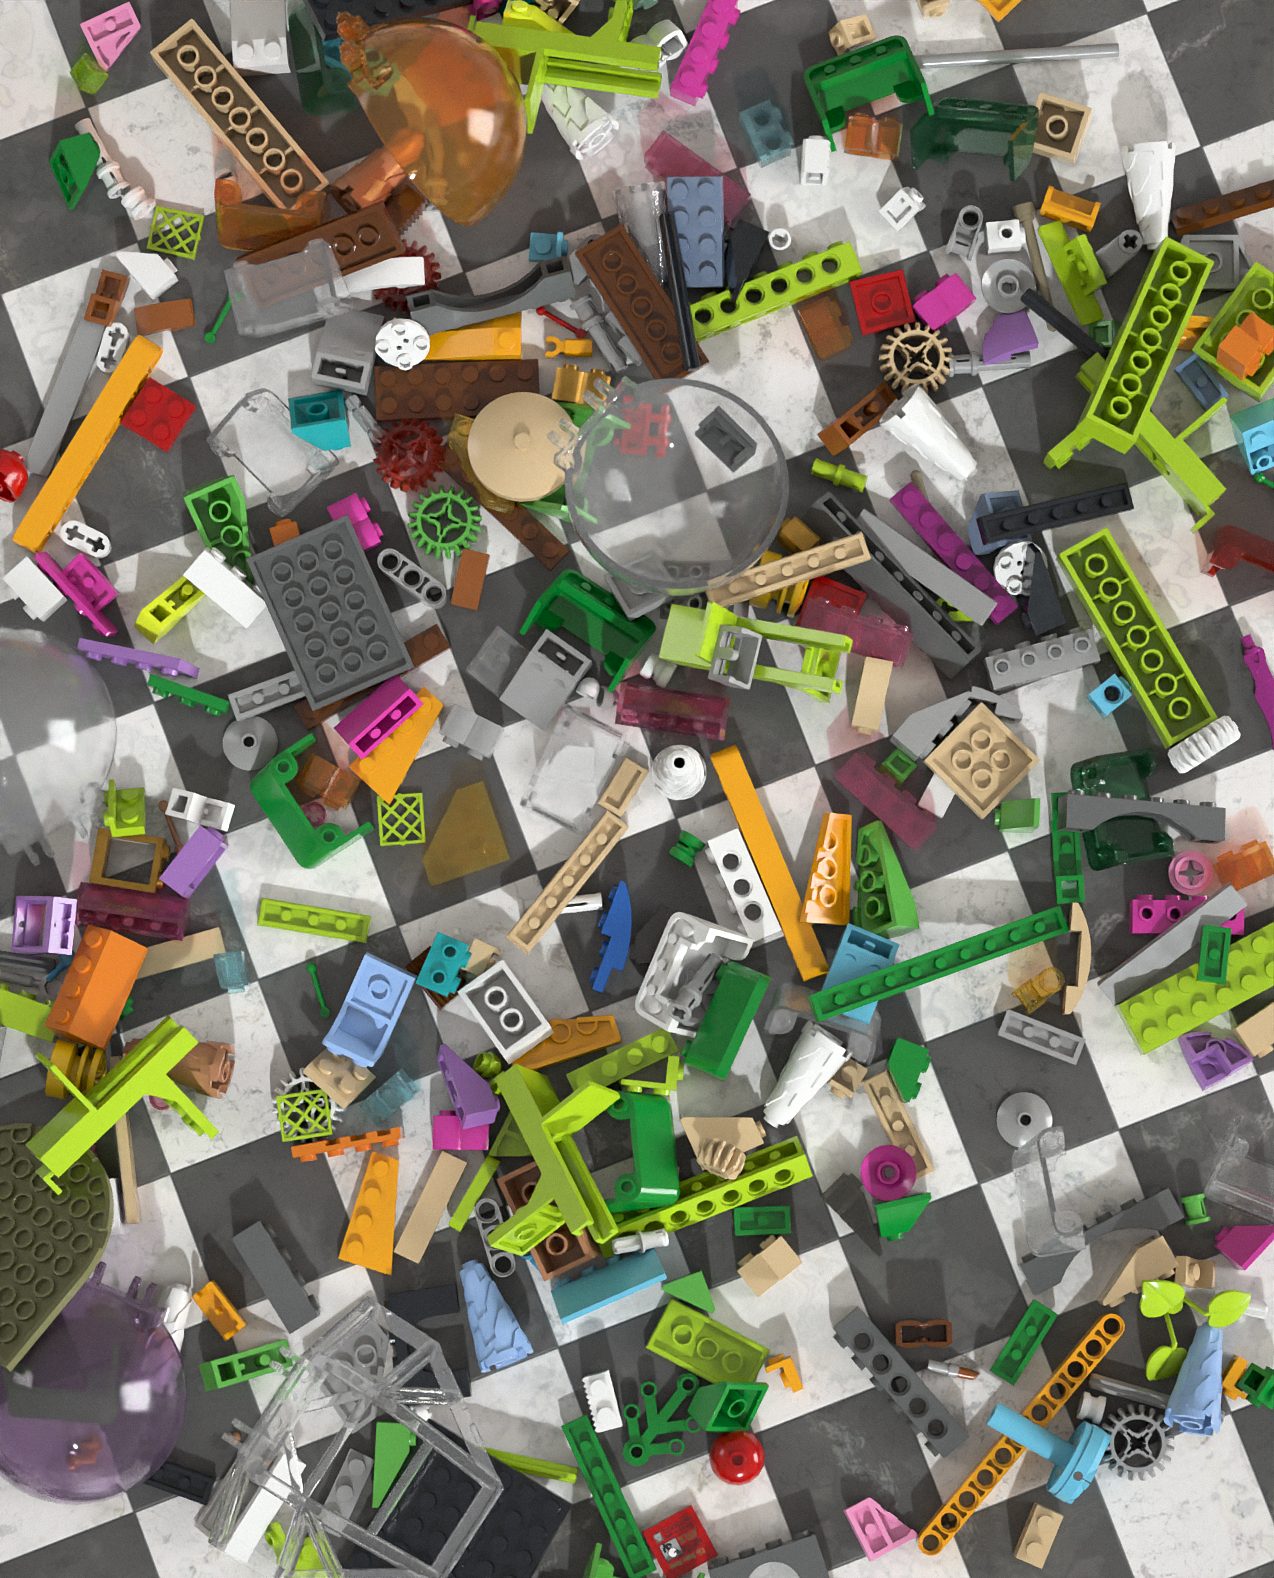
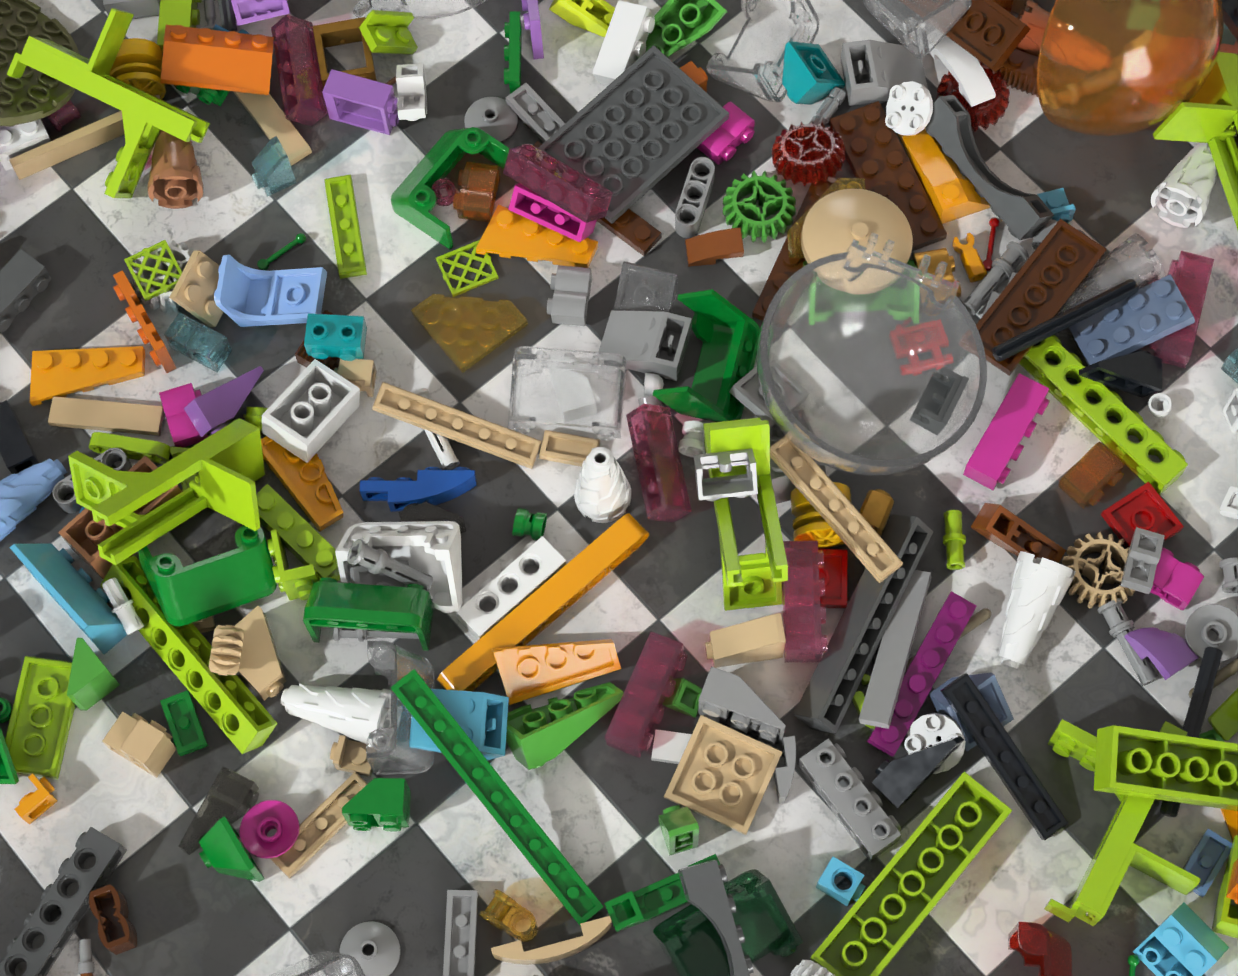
camera: 70 degrees right, 15 degrees down
(360, 703) = (557, 182): none -> clear pink brick
(756, 386) = (1006, 432): none -> dark pink brick
(926, 321) = (1142, 560): none -> light grey slope

